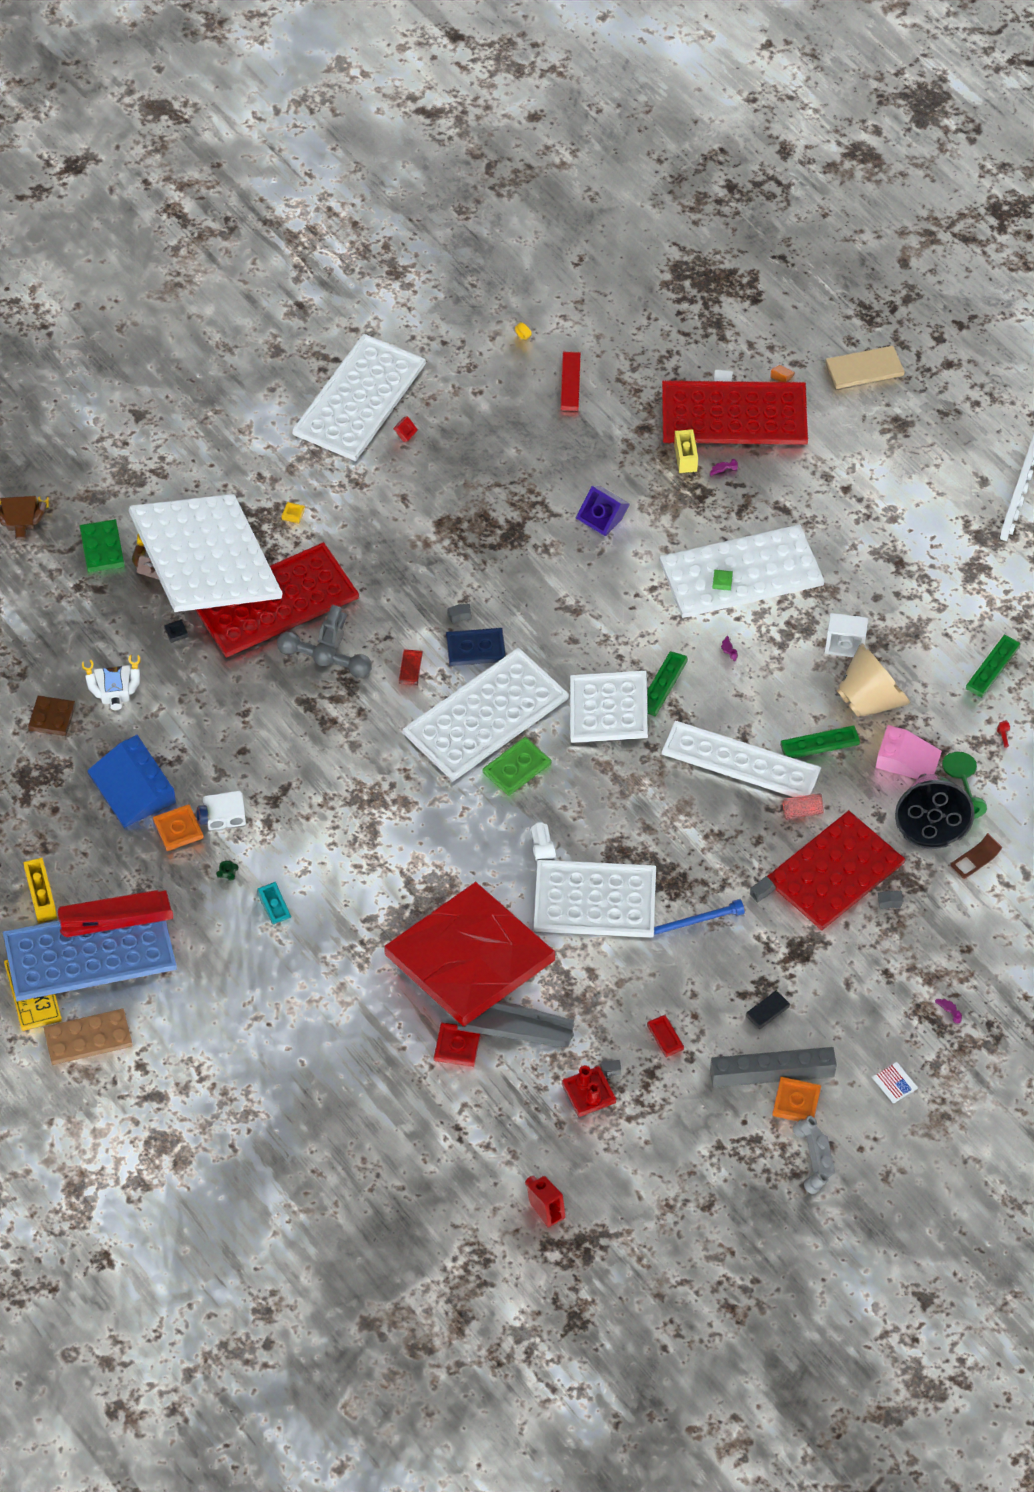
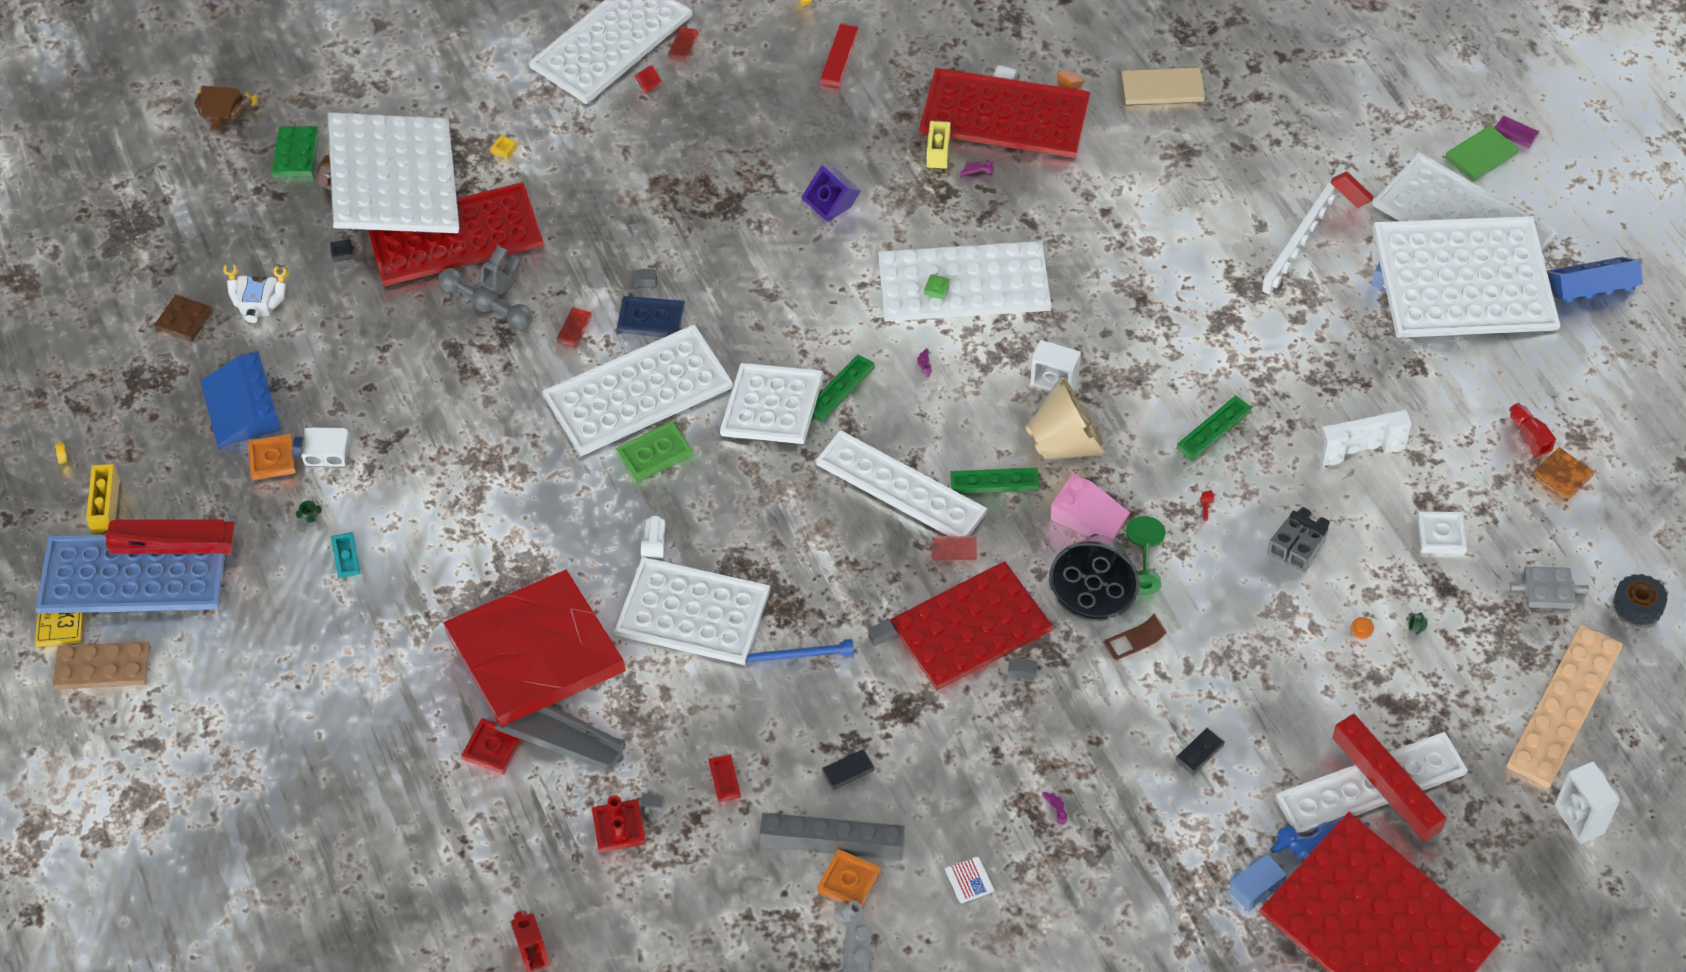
camera: 15 degrees right, 0 degrees up
(426, 391) = (683, 44): none -> clear red tile

